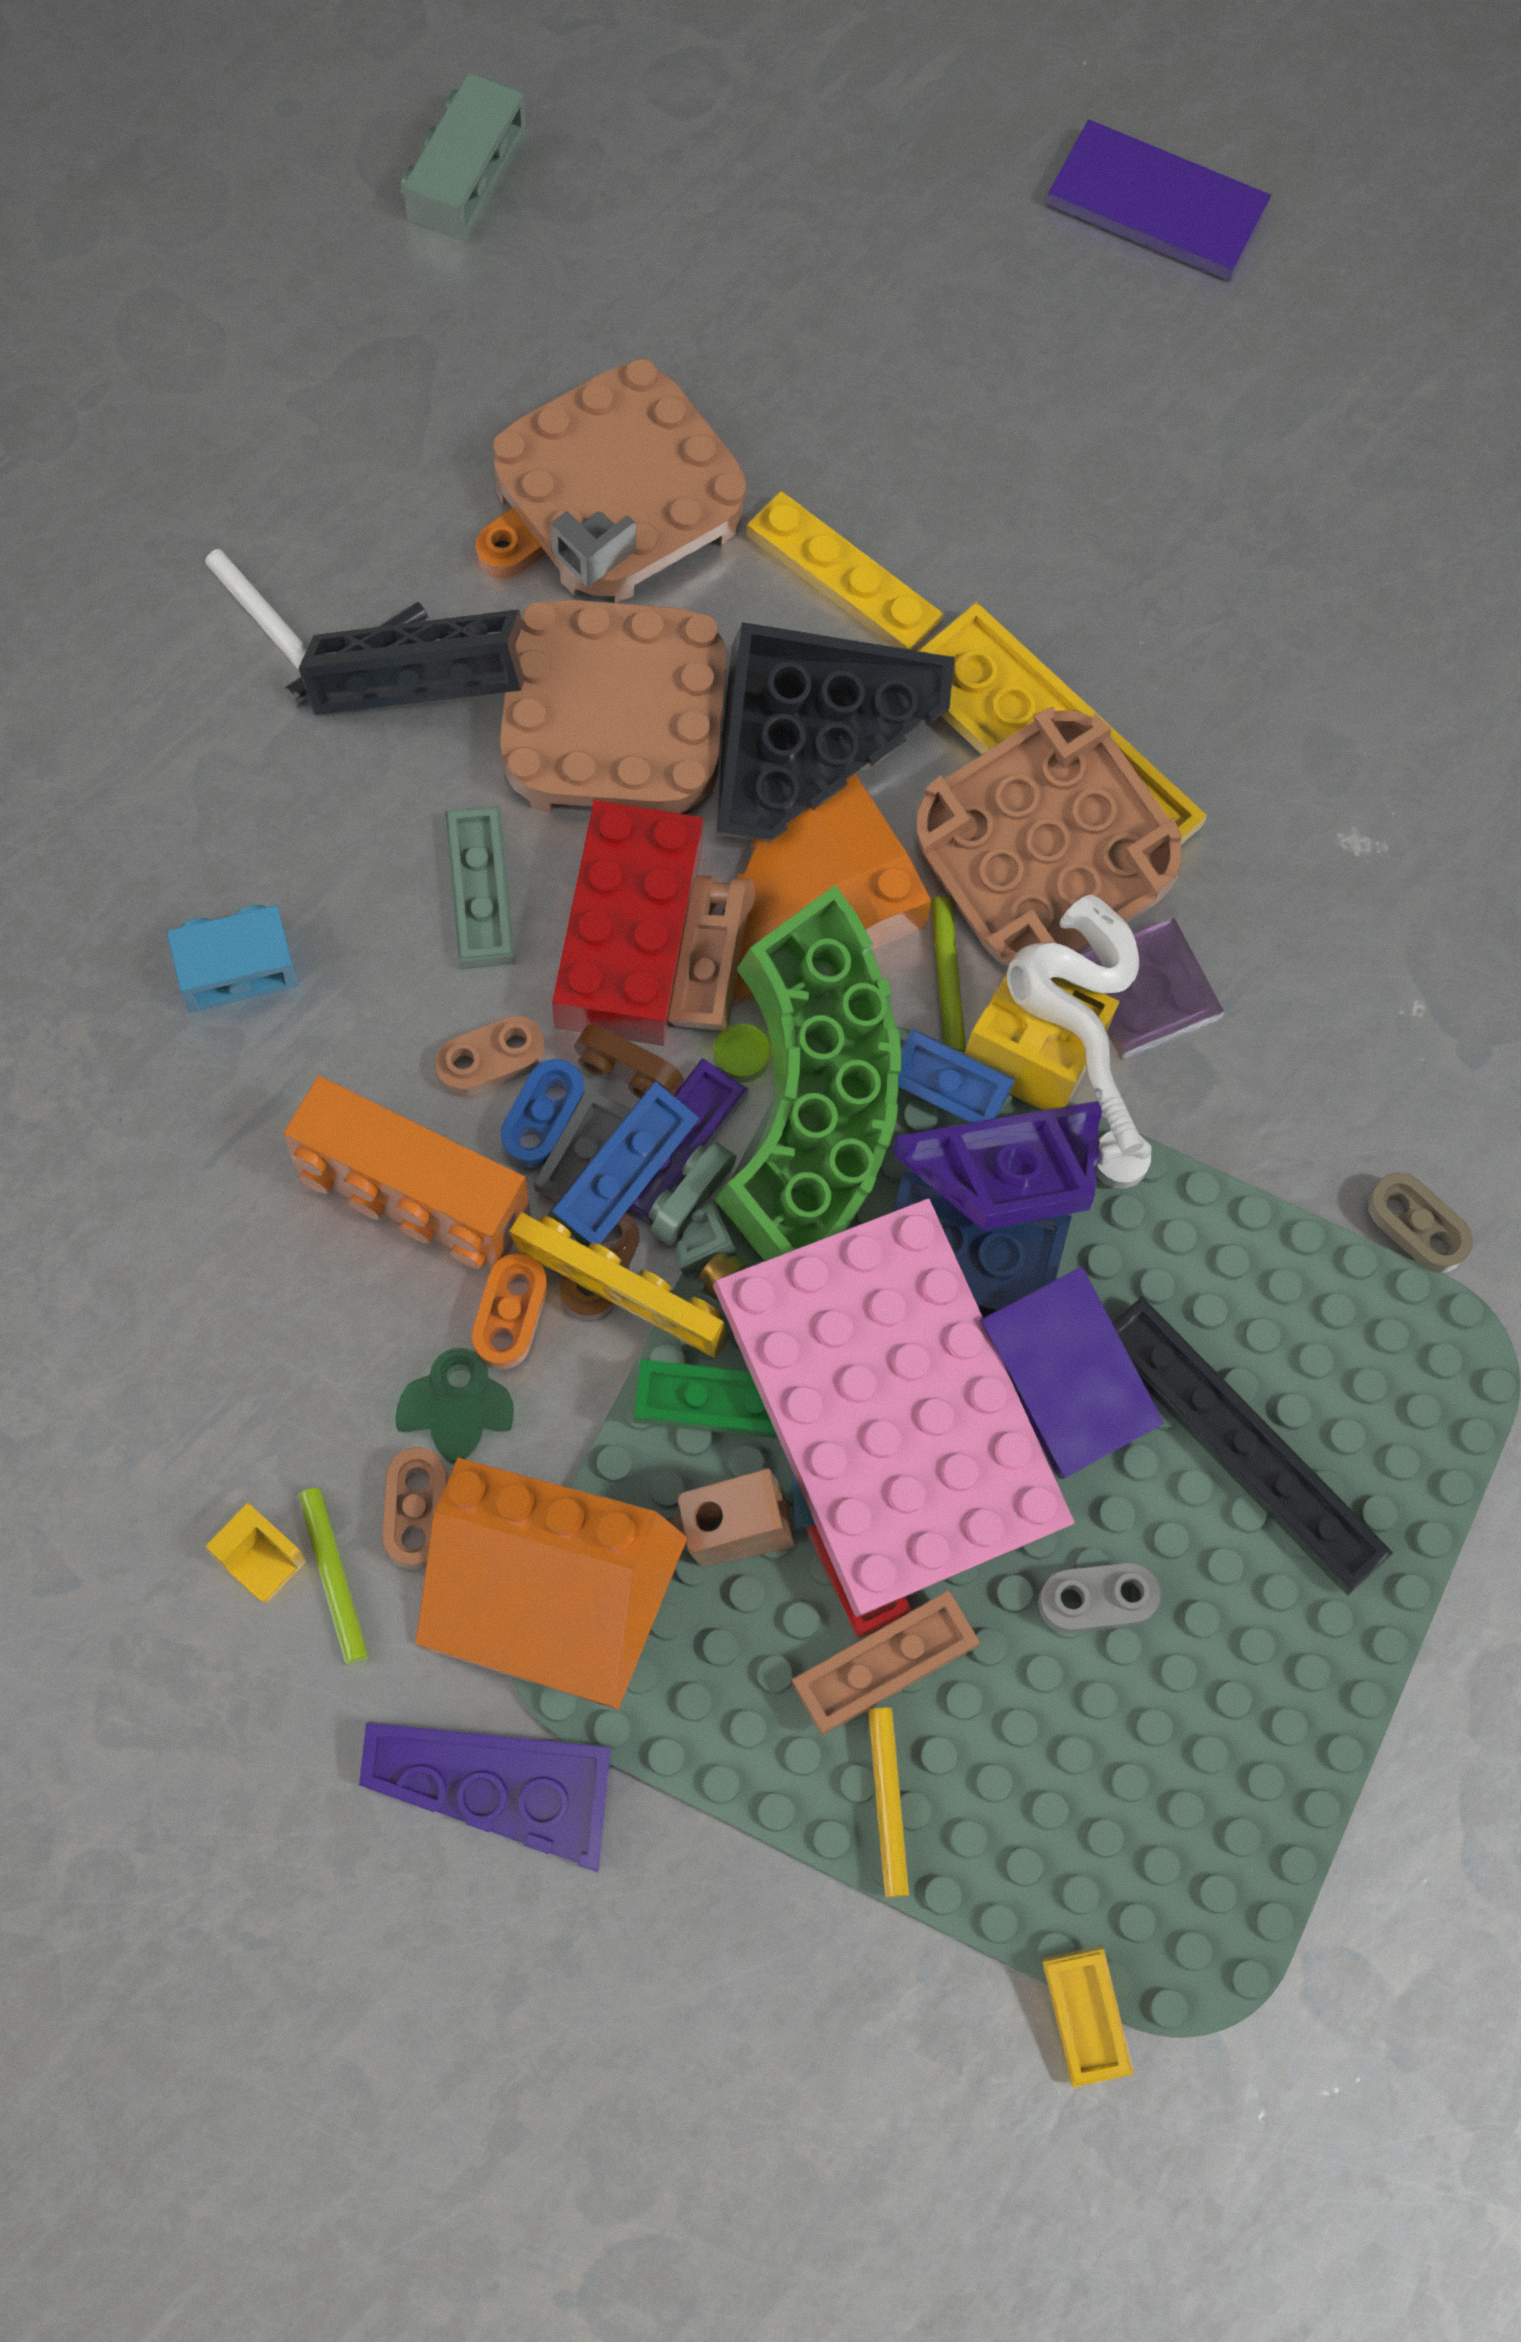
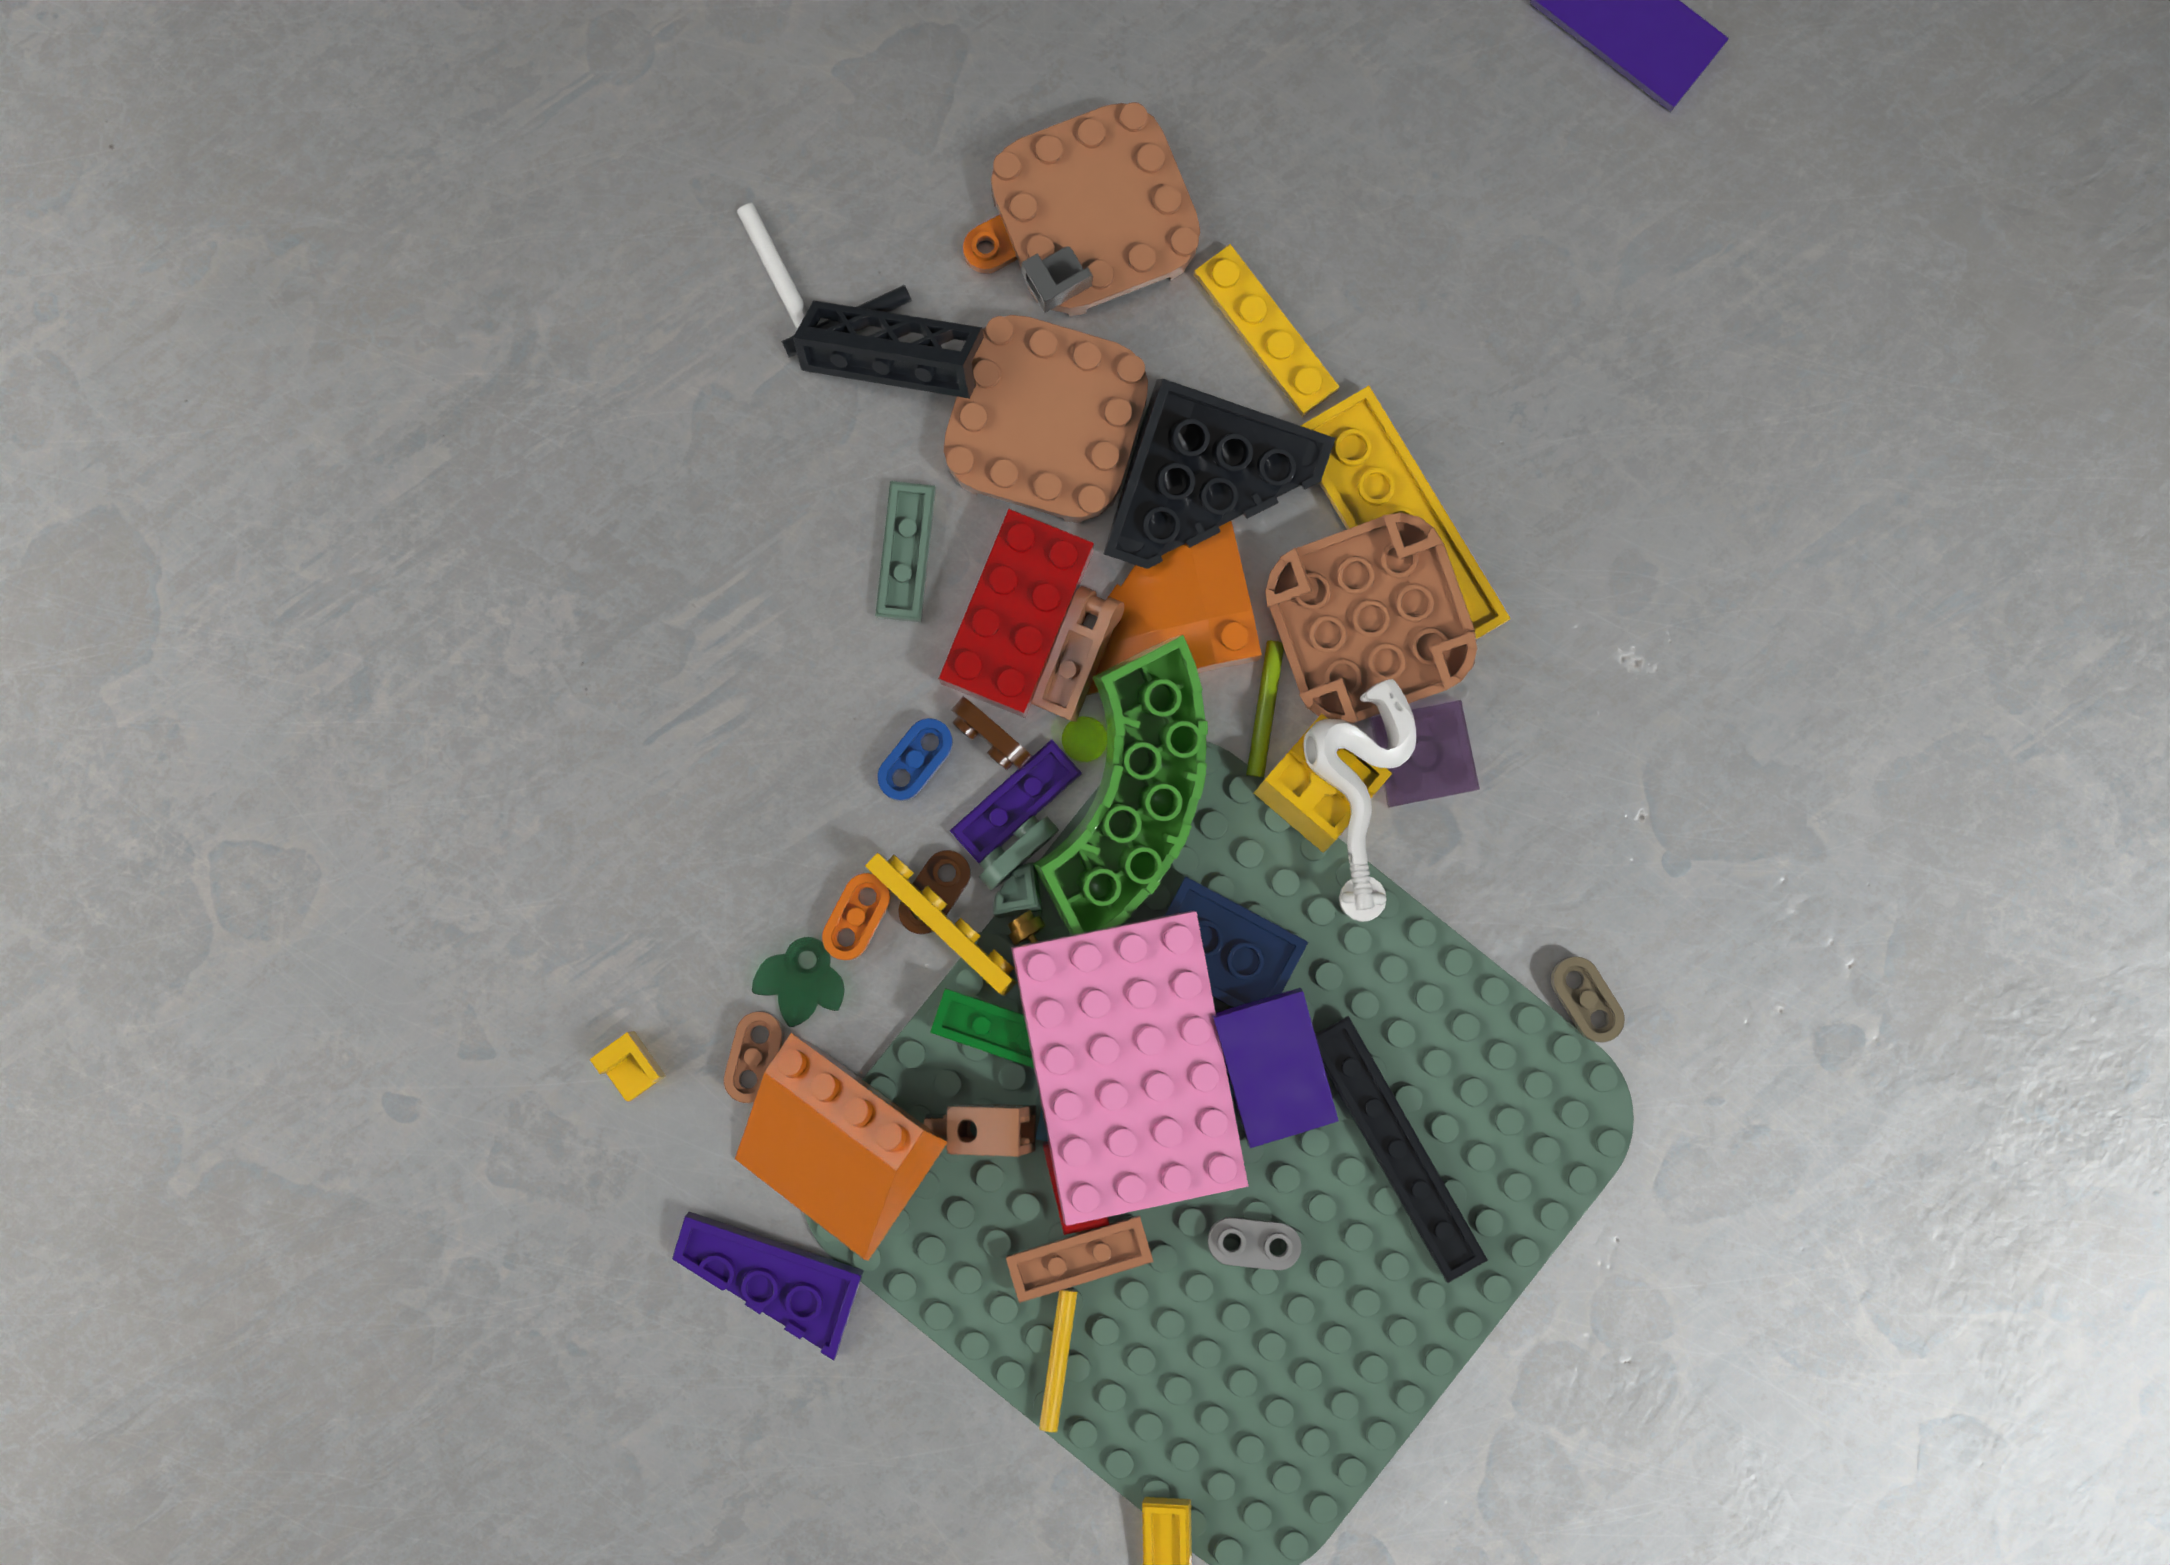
camera: 20 degrees right, 15 degrees up
(232, 957) = (695, 575): dark azure brick -> none
(333, 1576) = (683, 1093): lime bar -> none
(405, 1174) = (794, 793): orange brick -> none
(492, 1058) = (884, 700): nougat plate -> none
(581, 1139) = (942, 798): dark grey plate -> none
(623, 1165) = (967, 824): blue plate -> none
(952, 1079) = (1243, 807): blue plate -> none
(1011, 1165) = (1271, 893): dark purple wing -> none

